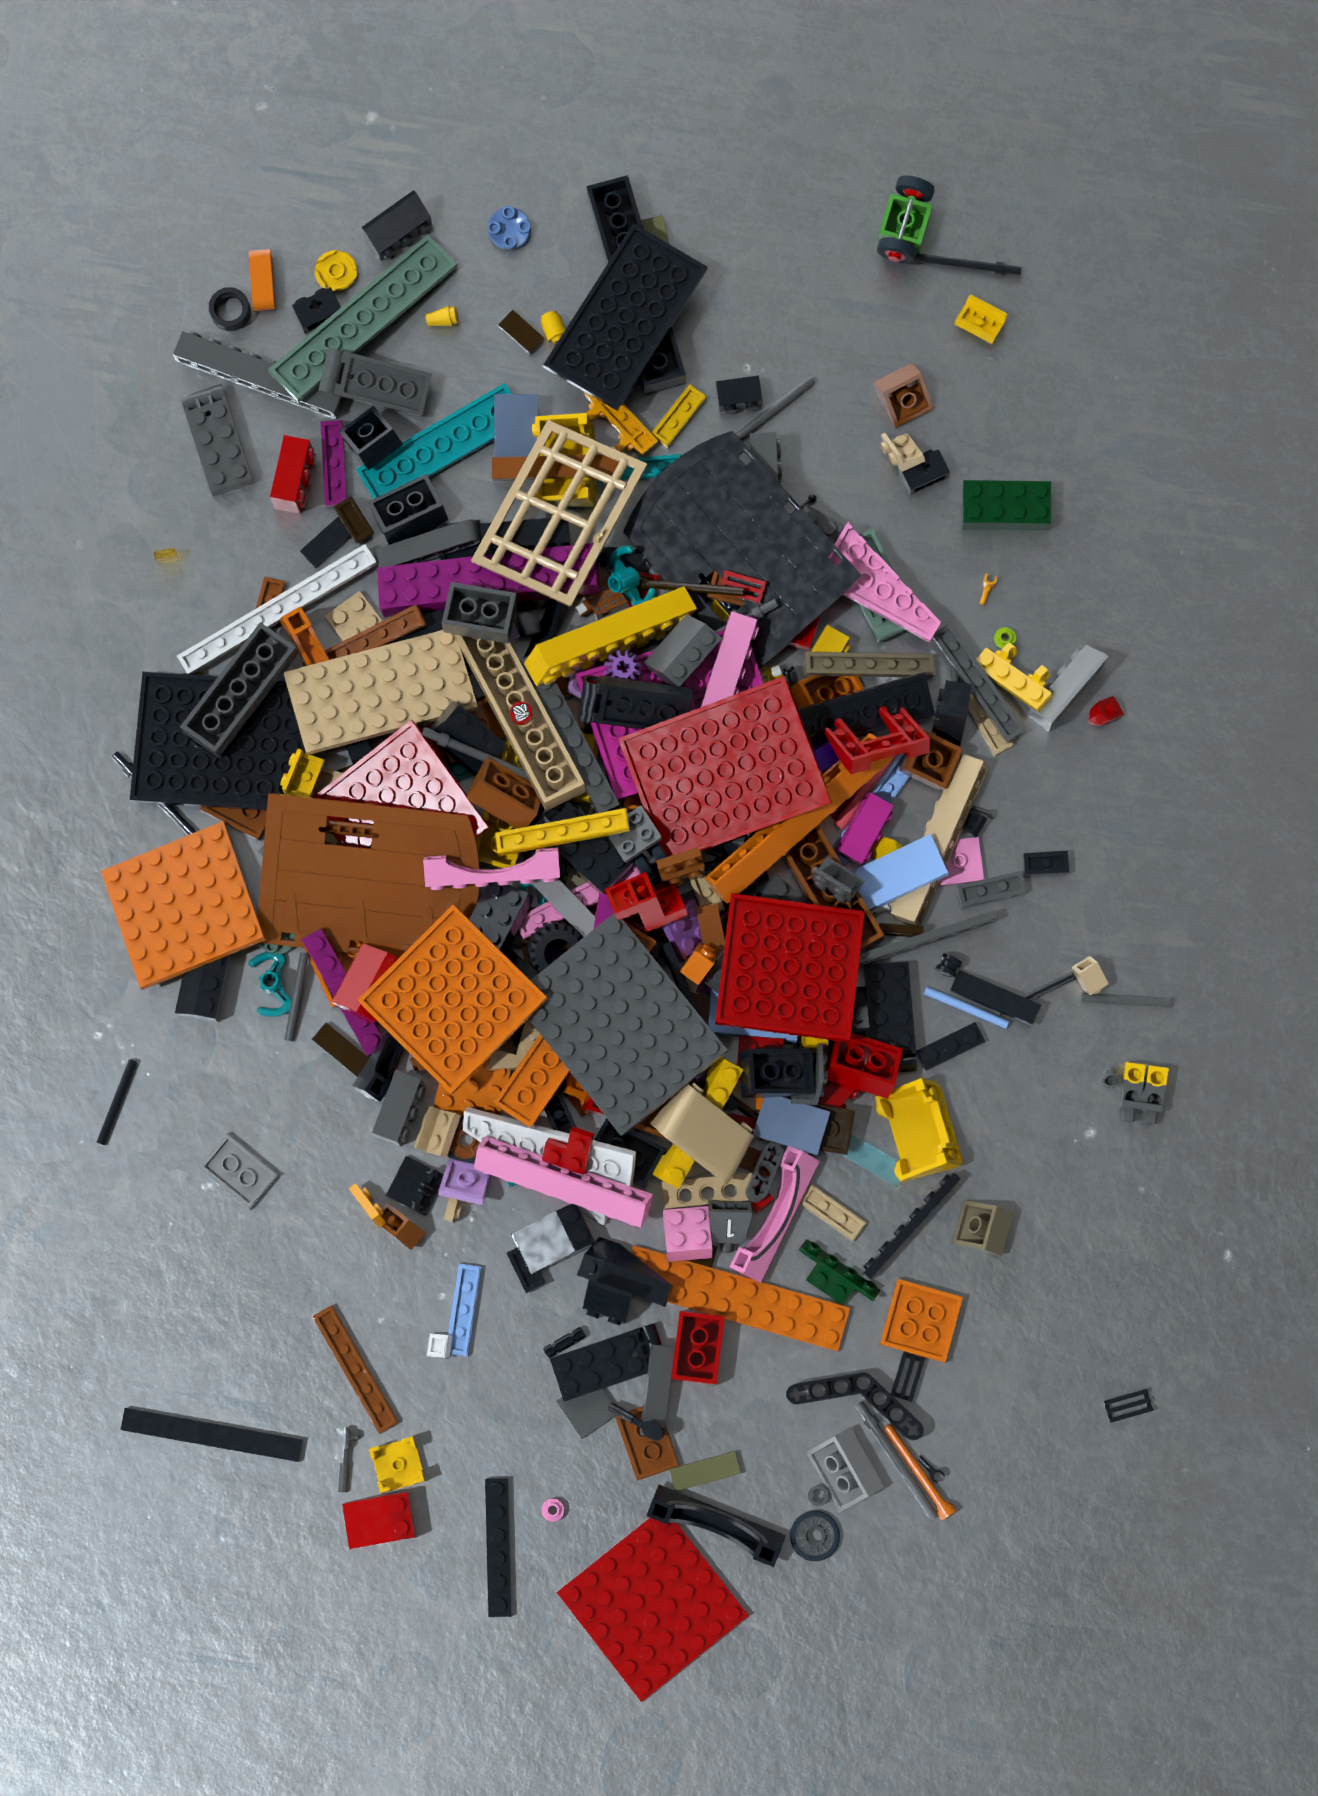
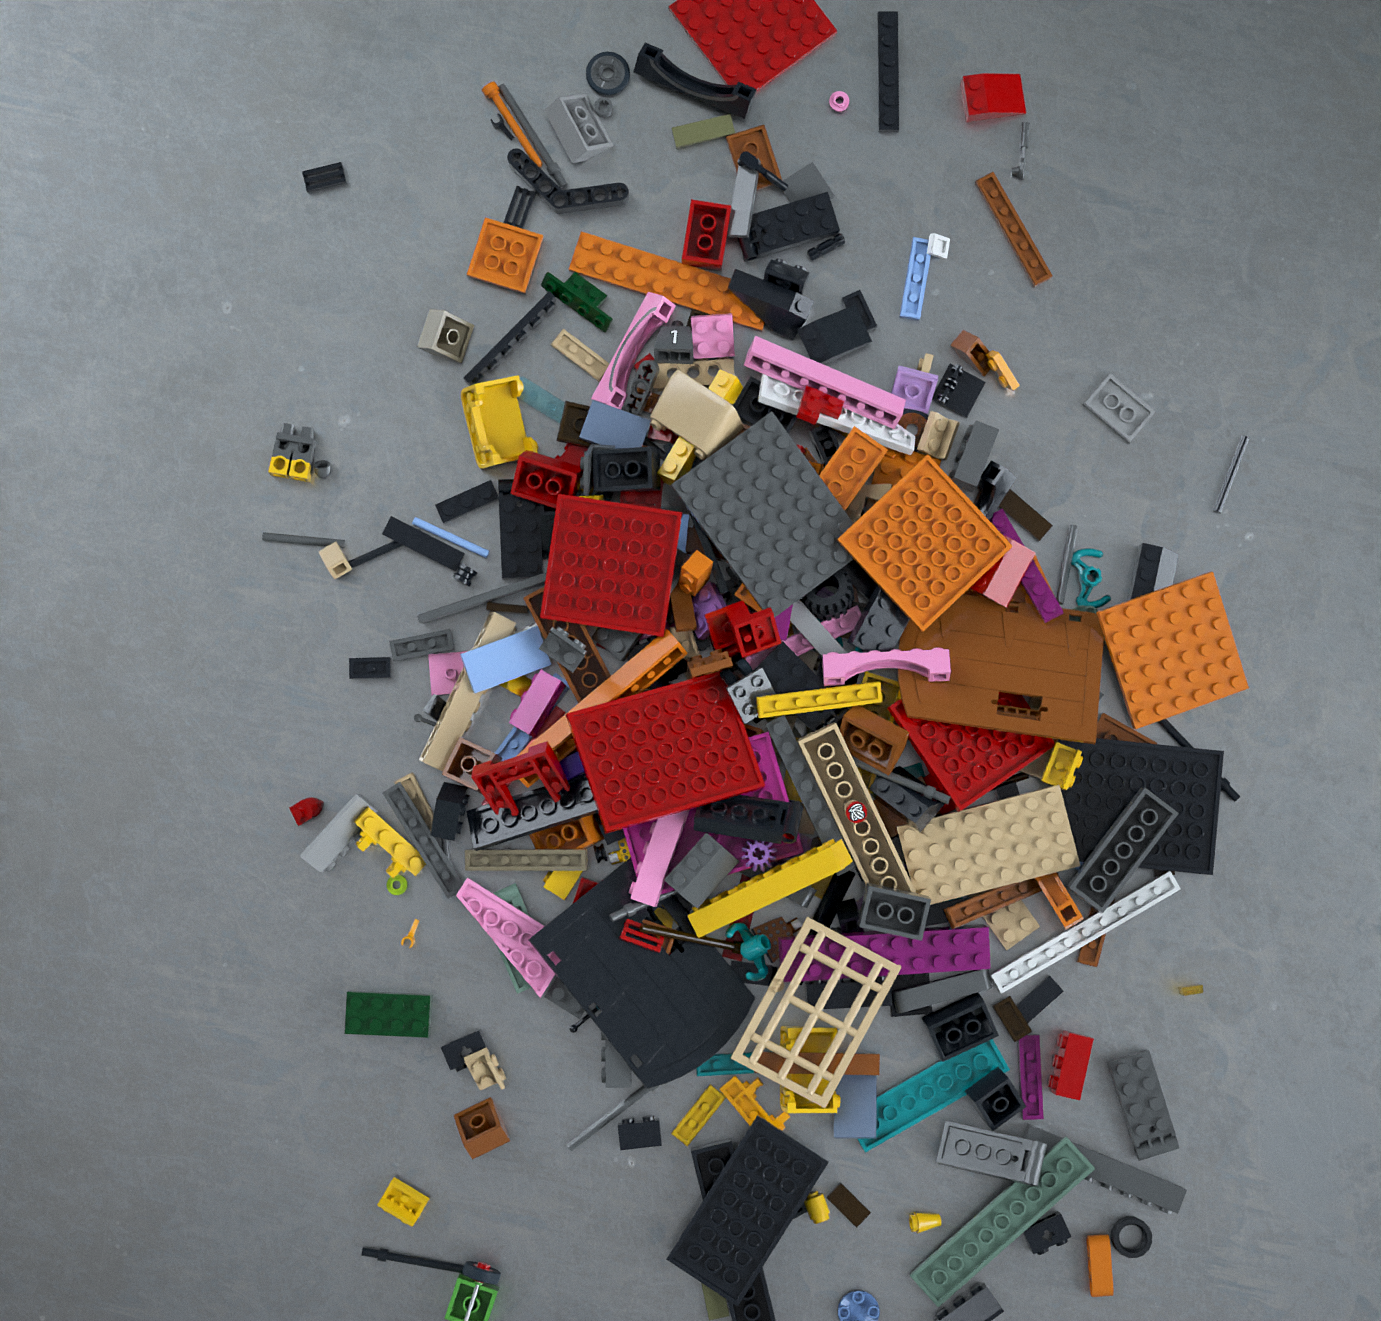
camera: 175 degrees right, 5 degrees up
(211, 1434) = (1142, 175): black tile -> none
(336, 270) = (1027, 1273): yellow tile -> none
(397, 1465) = (976, 143): yellow panel -> none

